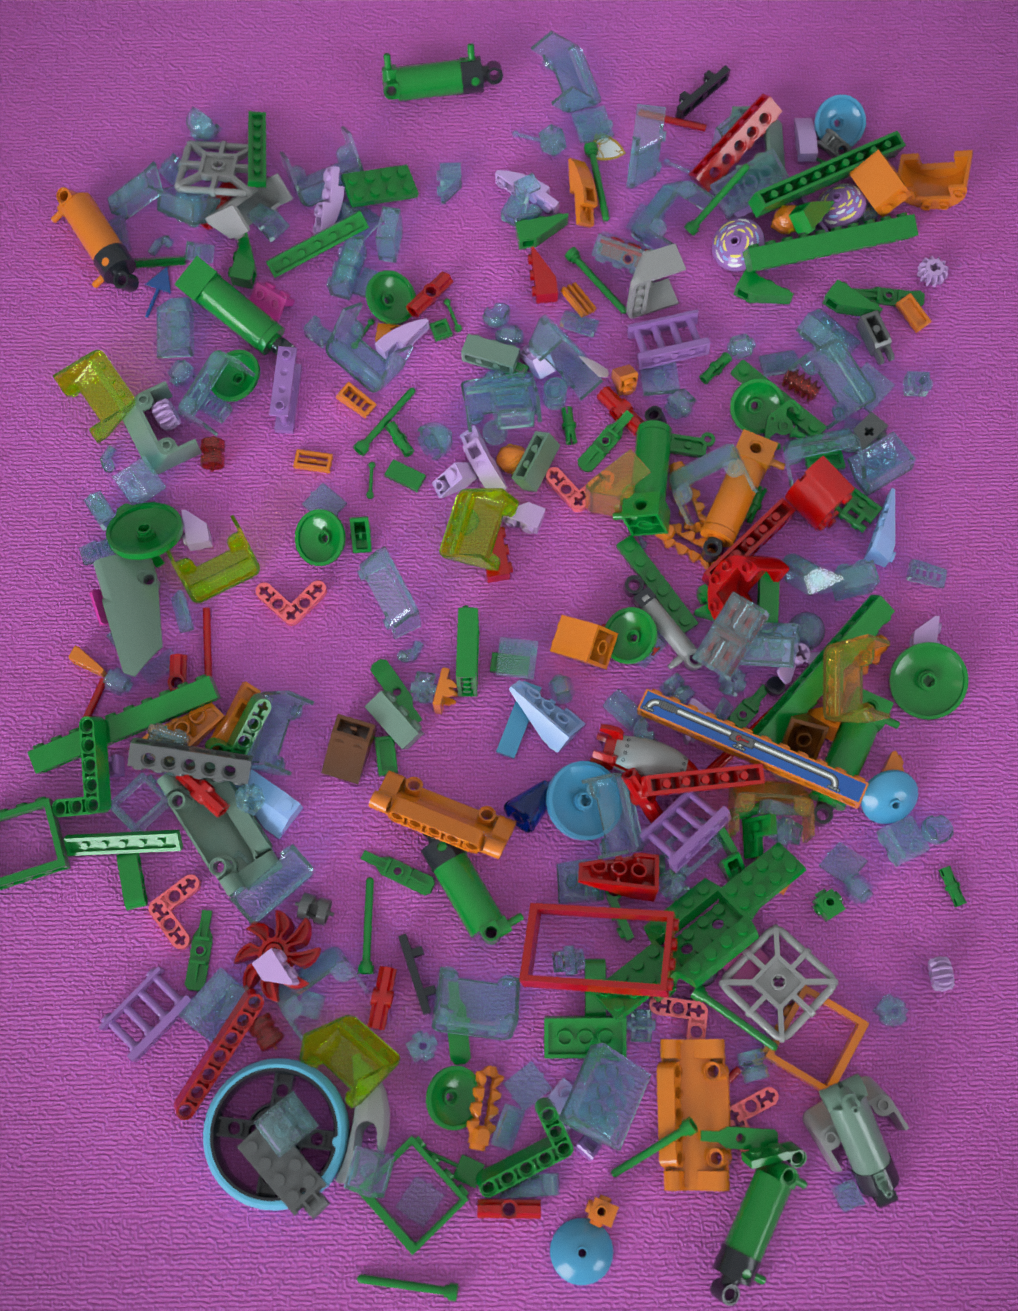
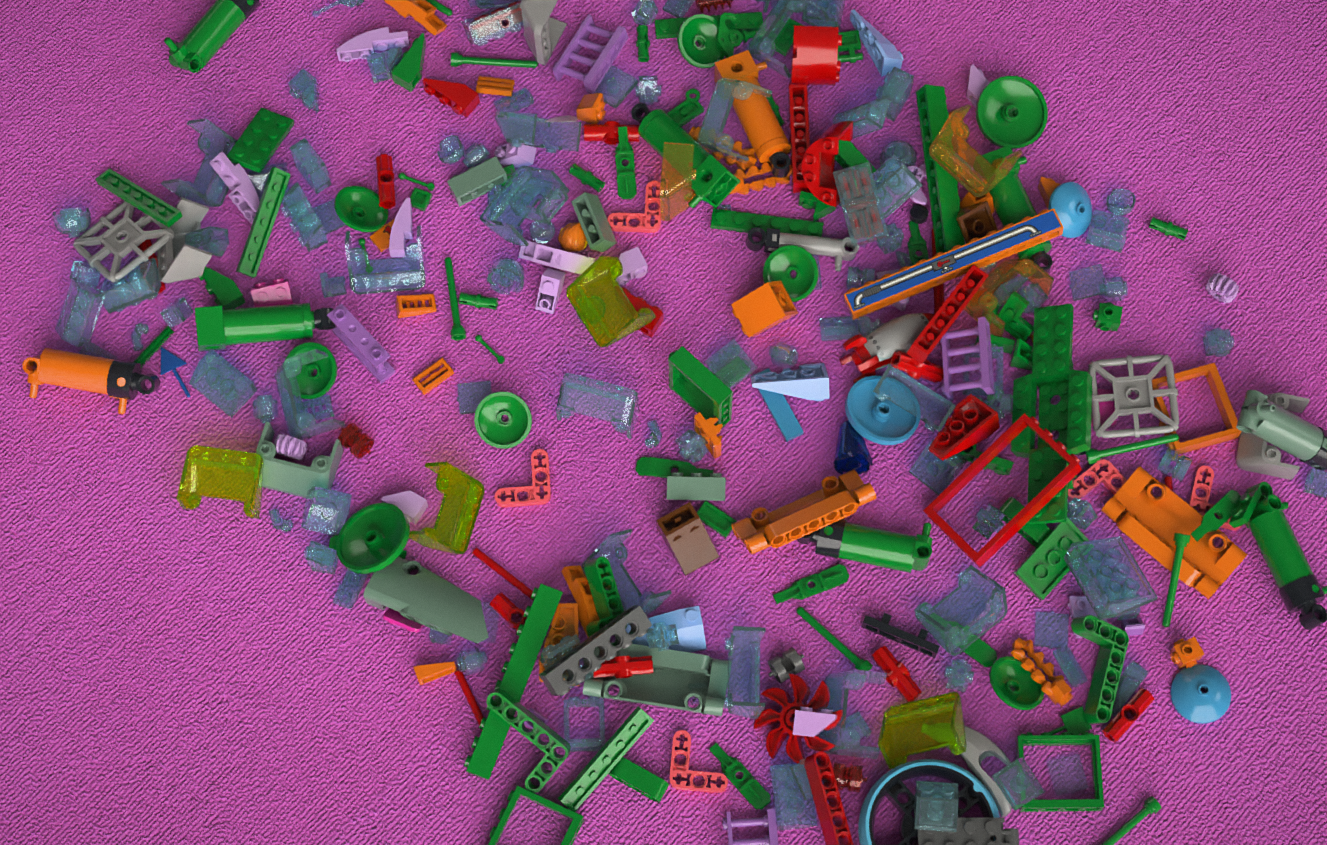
camera: 45 degrees left, 5 degrees down
(182, 612) = (460, 569): clear light blue slope -> none
(360, 534) = (528, 390): green slope -> none
(405, 475) = (511, 322): green tile -> none
(526, 186) = (375, 41): clear light blue panel -> none
(555, 393) = (555, 160): clear light blue wheel -> none
(911, 576) = (926, 56): clear light blue slope -> none

